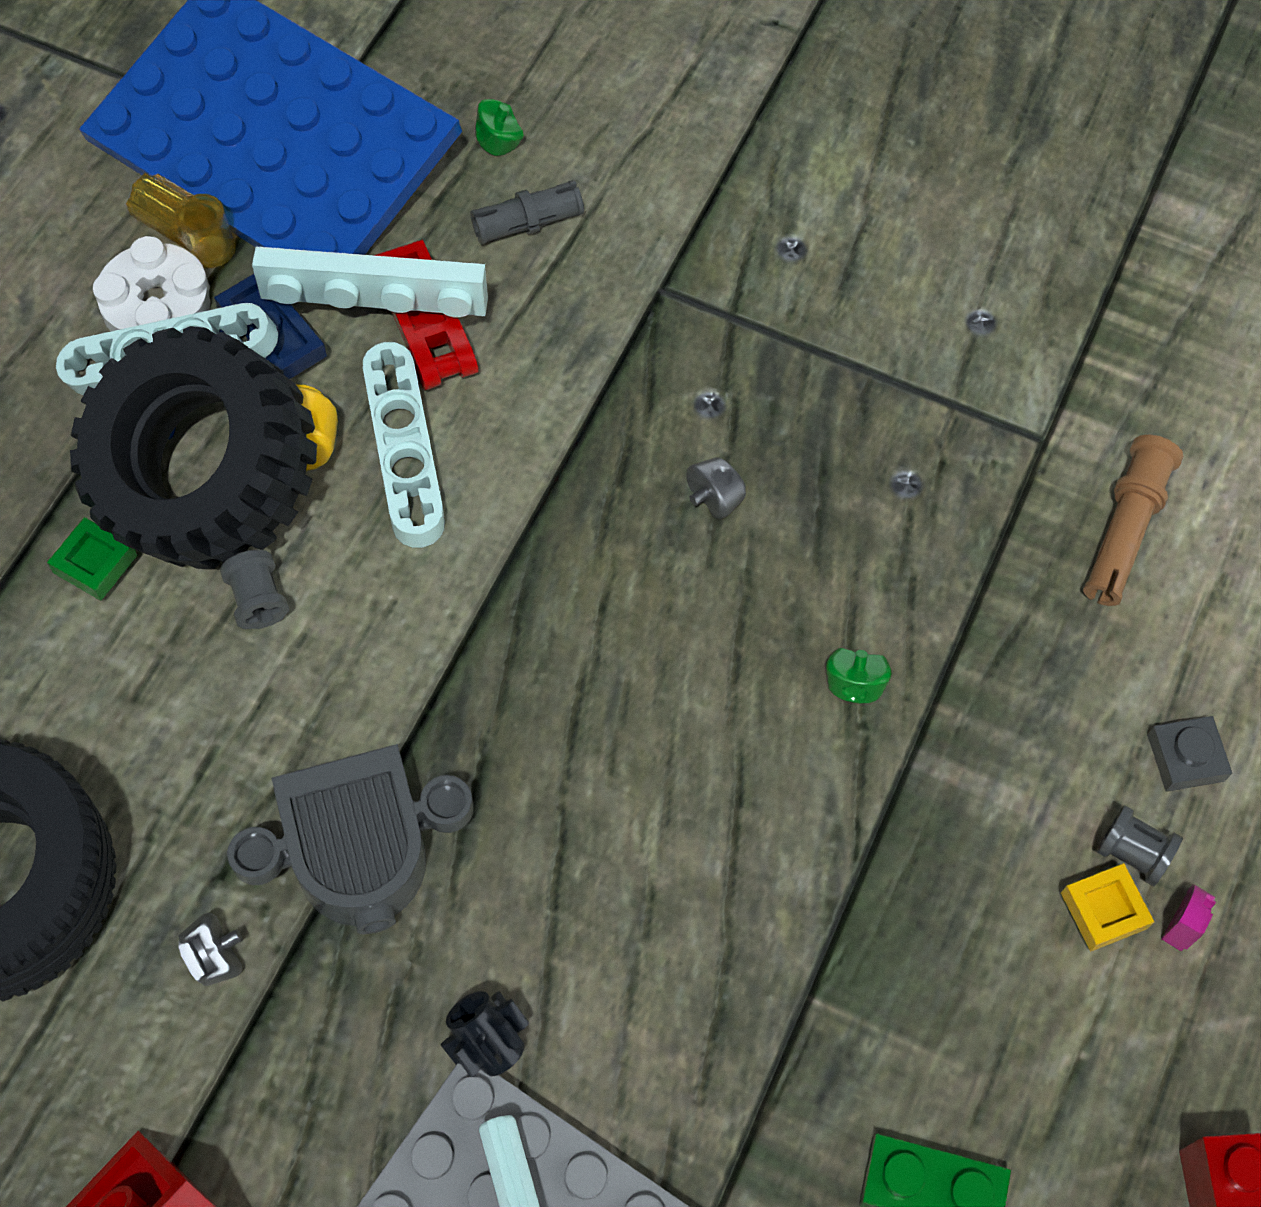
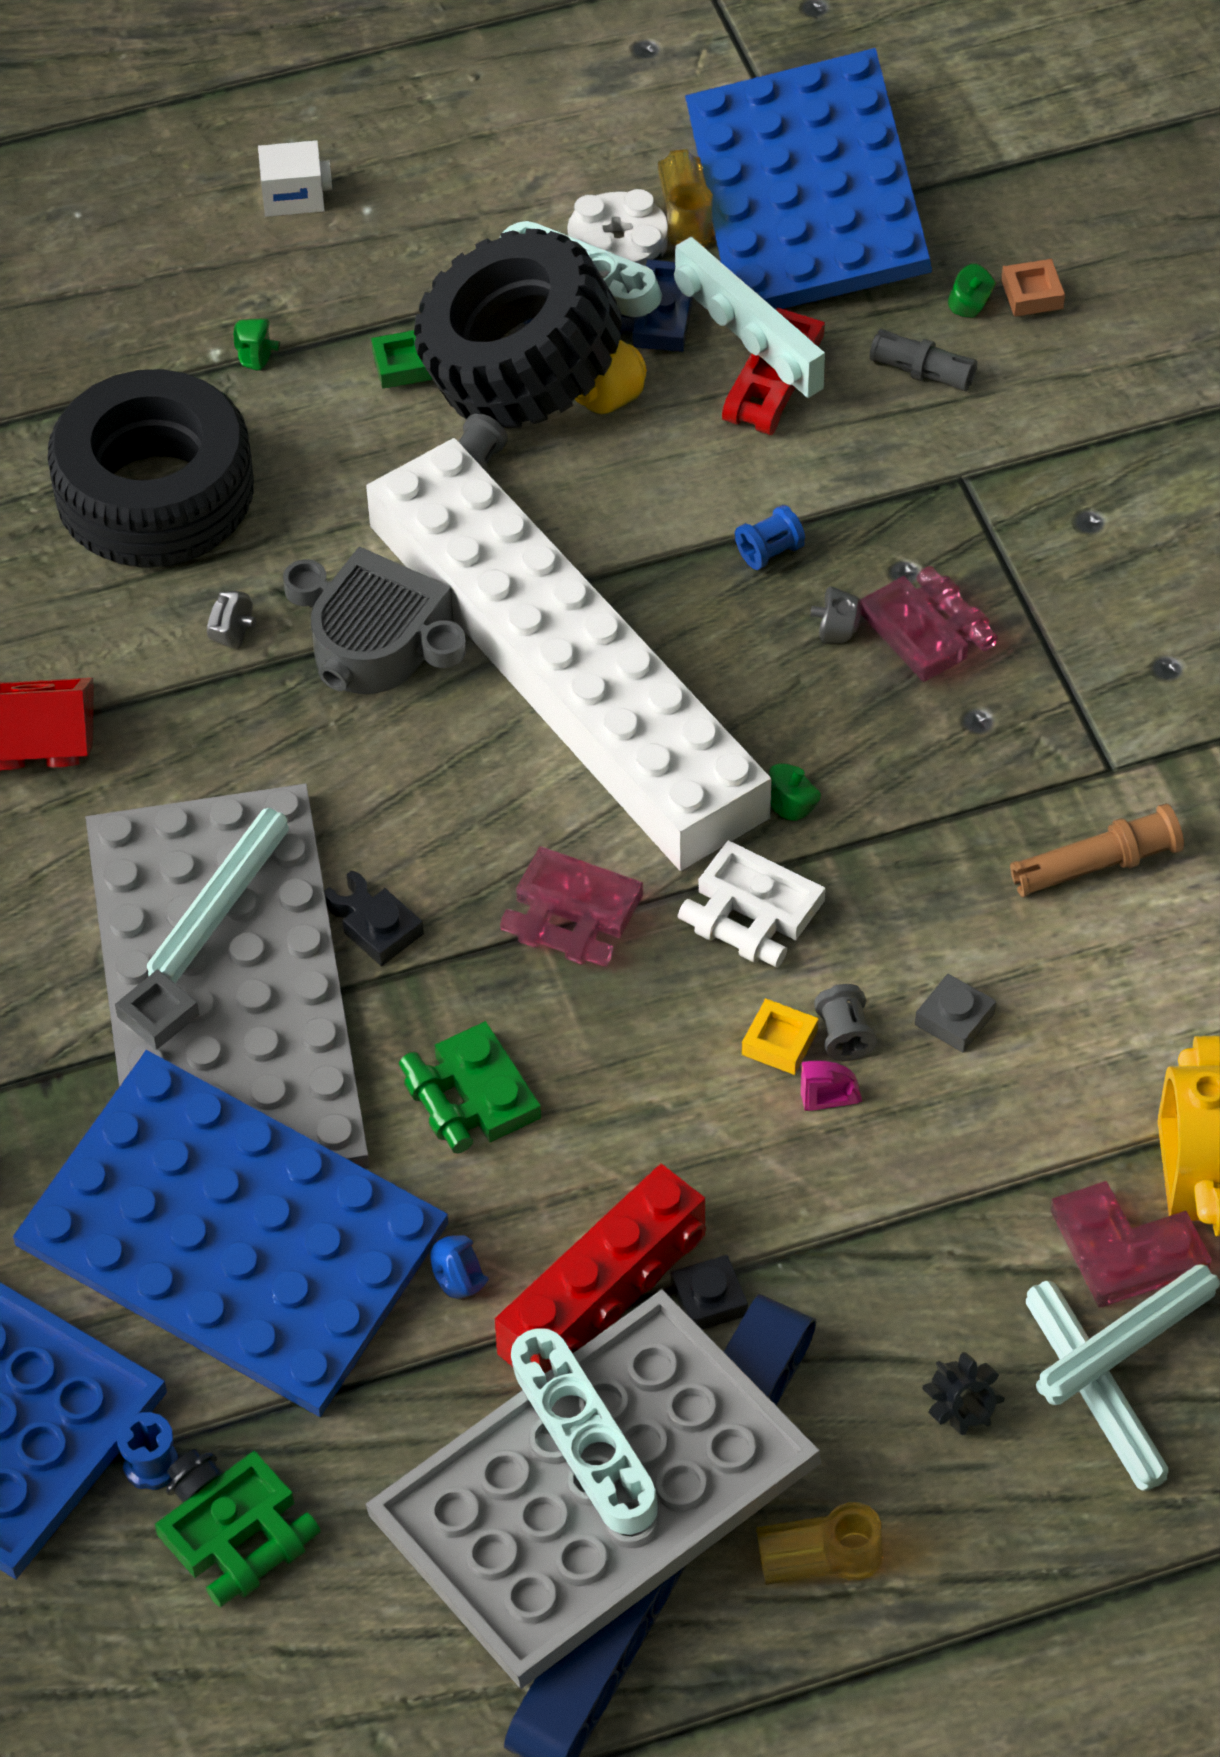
camera: 50 degrees right, 10 degrees down
(402, 443) = (662, 435): light aqua beam -> none
(485, 1033) = (326, 778): black gear -> none
(542, 88) = (1033, 287): none -> nougat plate
(546, 712) = (571, 655): none -> white brick
(589, 463) = (770, 537): none -> blue bush
(676, 1125) = (377, 923): none -> black plate
(786, 445) = (915, 629): none -> clear pink plate
(812, 930) = (576, 892): none -> clear pink plate
(944, 788) = (758, 890): none -> white plate

